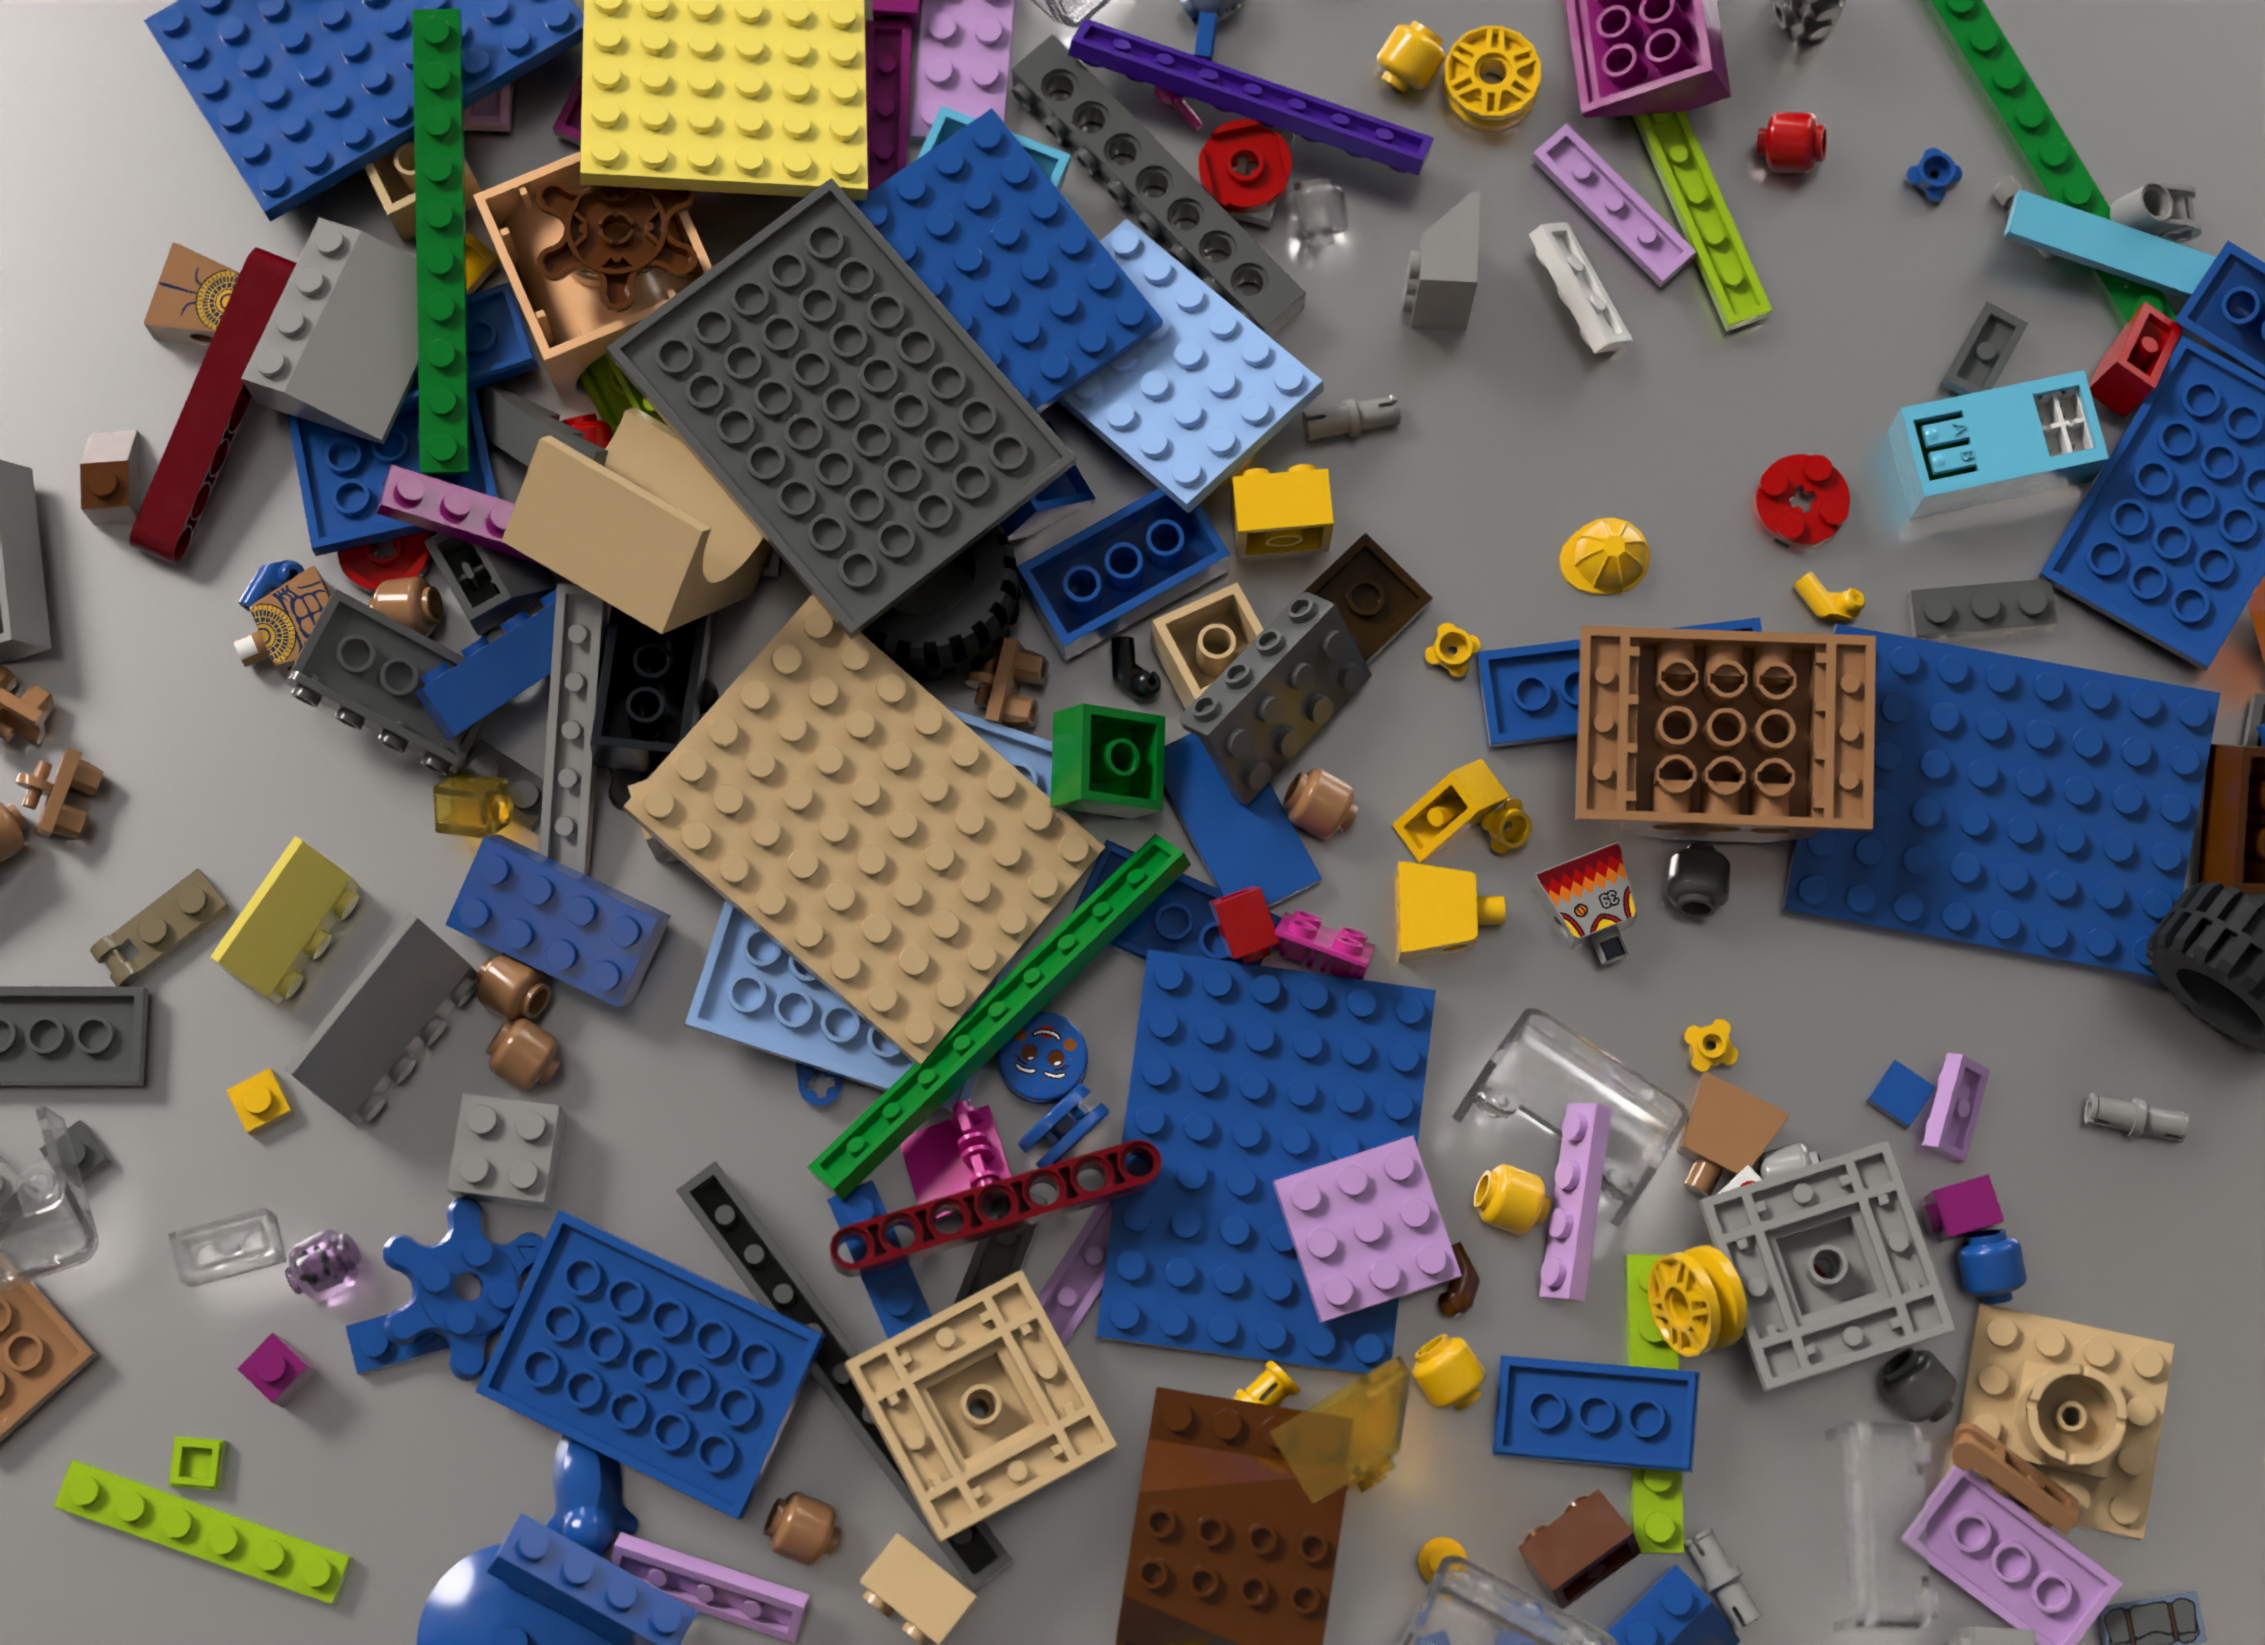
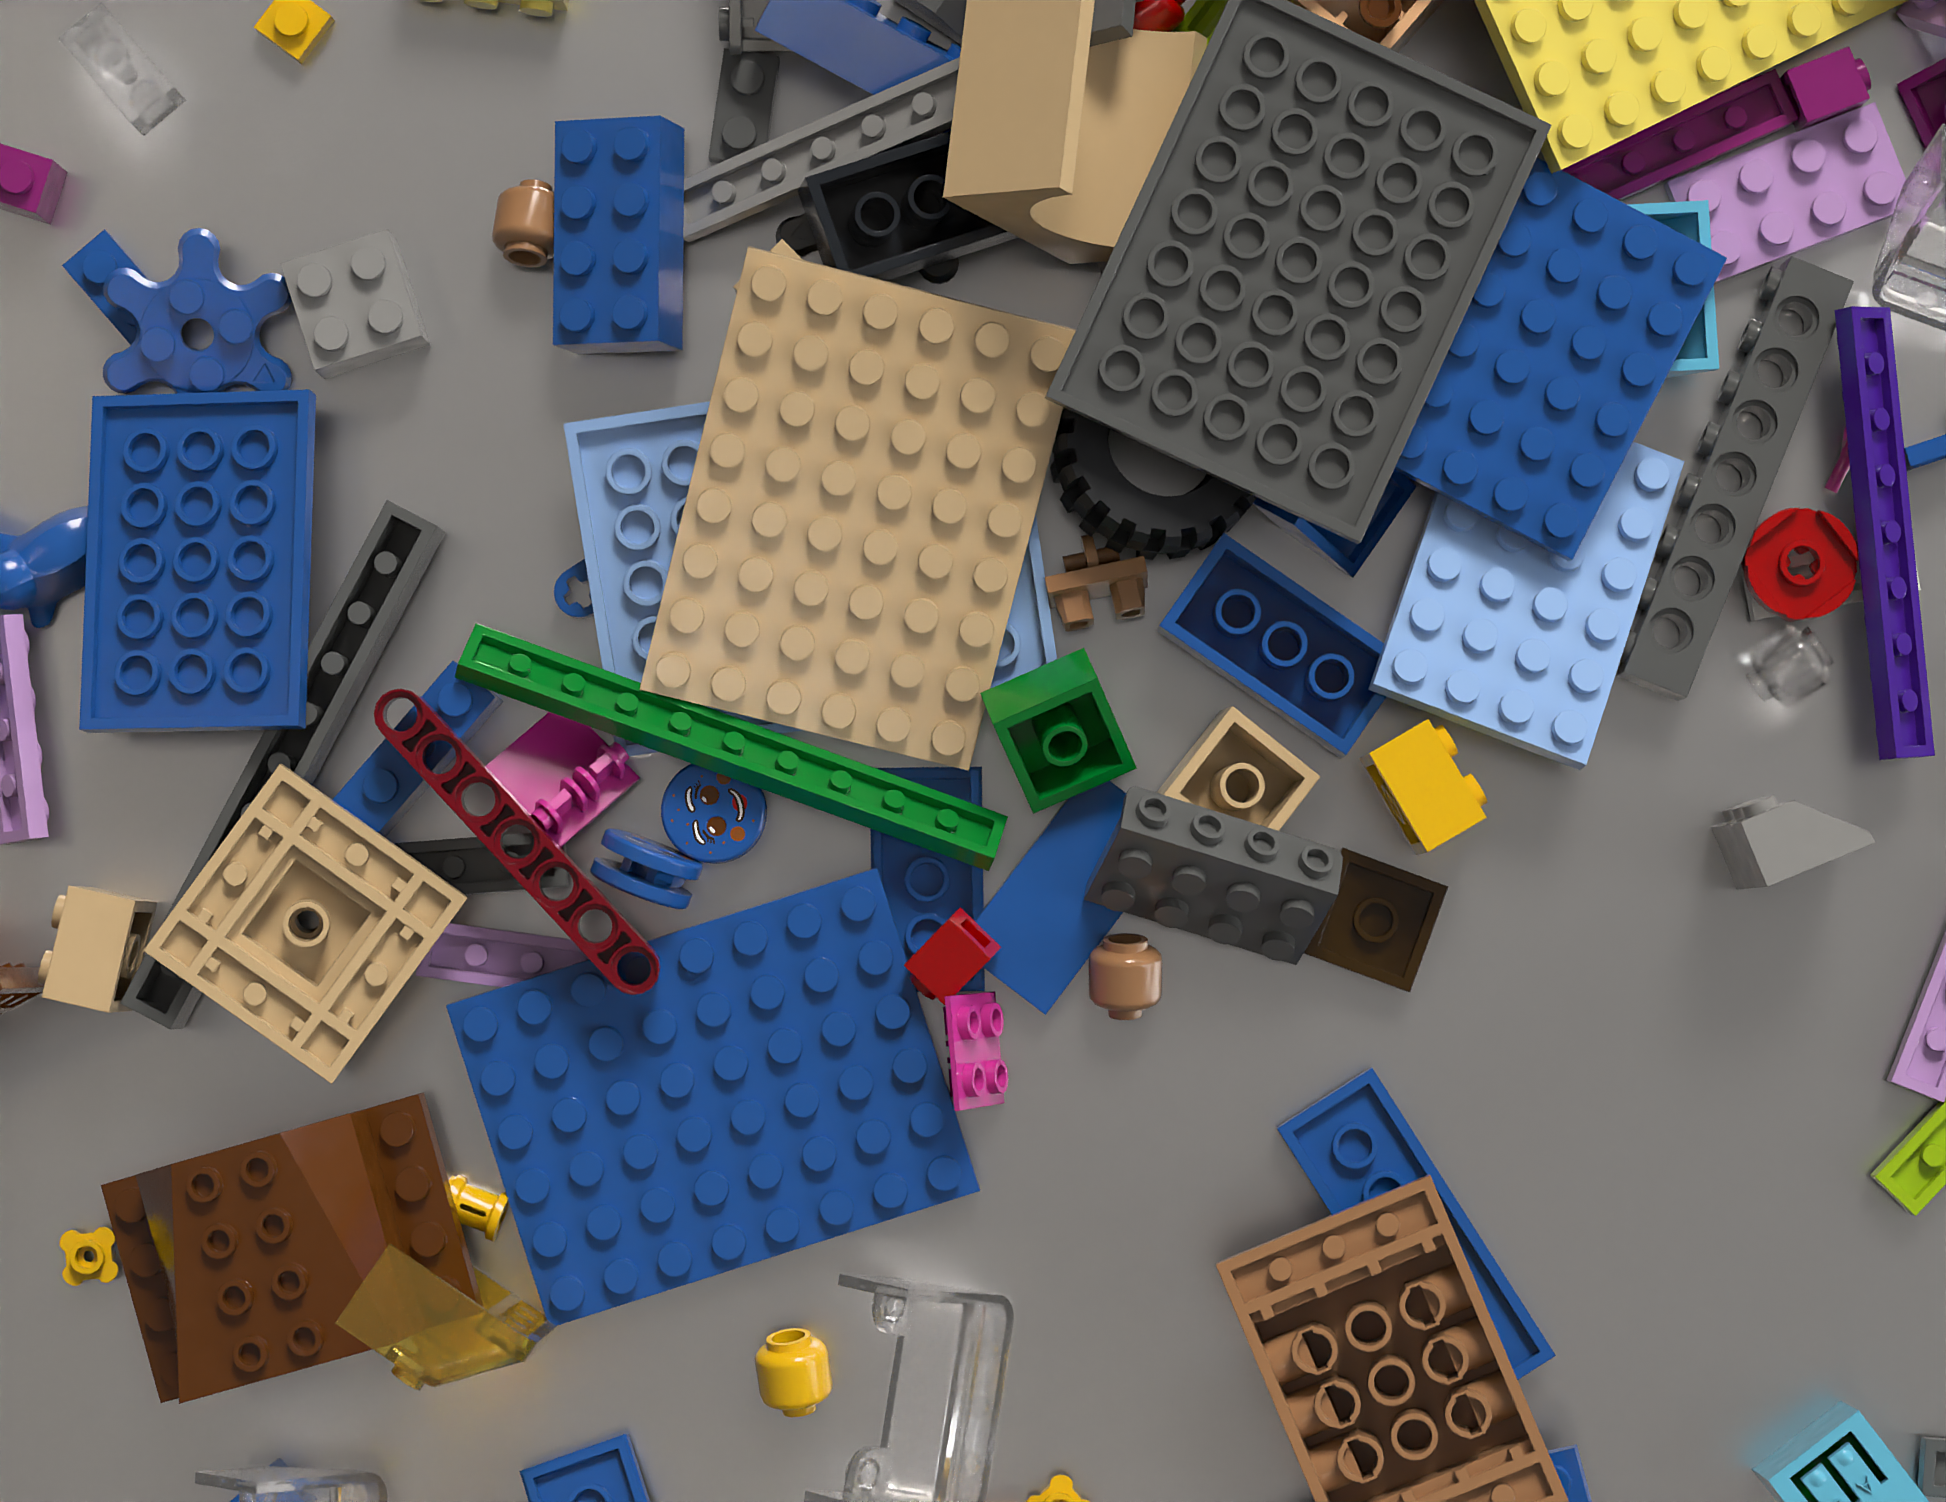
camera: 70 degrees right, 10 degrees up
(324, 1265) = (154, 176): clear purple head -> none
(384, 1021) = (421, 111): light grey slope -> none
(472, 805) = (698, 84): clear yellow brick -> none
(523, 1054) = (465, 269): medium nougat head -> none
(802, 1528) = (113, 796): medium nougat head -> none
(1128, 674) = (1173, 707): black arm -> none
(1351, 417) = (1573, 811): light grey pin -> none
(1366, 1229) = (686, 1235): lavender plate -> none
(1434, 1552) = (390, 1463): yellow plate -> none
(1440, 910) = (1068, 1157): yellow torso -> none
(1449, 1372) = (580, 1388): yellow head -> none
(1450, 809) = (1184, 1118): yellow slope -> none
(1451, 636) = (1376, 1050): yellow plate -> none
(1461, 1290) = (686, 1360): reddish brown arm -> none
(1517, 831) = (1195, 1186): yellow plate -> none
(1575, 1201) = (820, 1440): lavender plate -> none
(1580, 287) = (1841, 993): white plate -> none
(1589, 900) = (1154, 1312): torso -> none
(1605, 557) = (1549, 1156): yellow piece -> none
(1698, 880) = (1231, 1417): dark grey head -> none
(1815, 478) = (1746, 1343): red plate -> none
(1829, 605) = (1609, 1424): yellow arm -> none

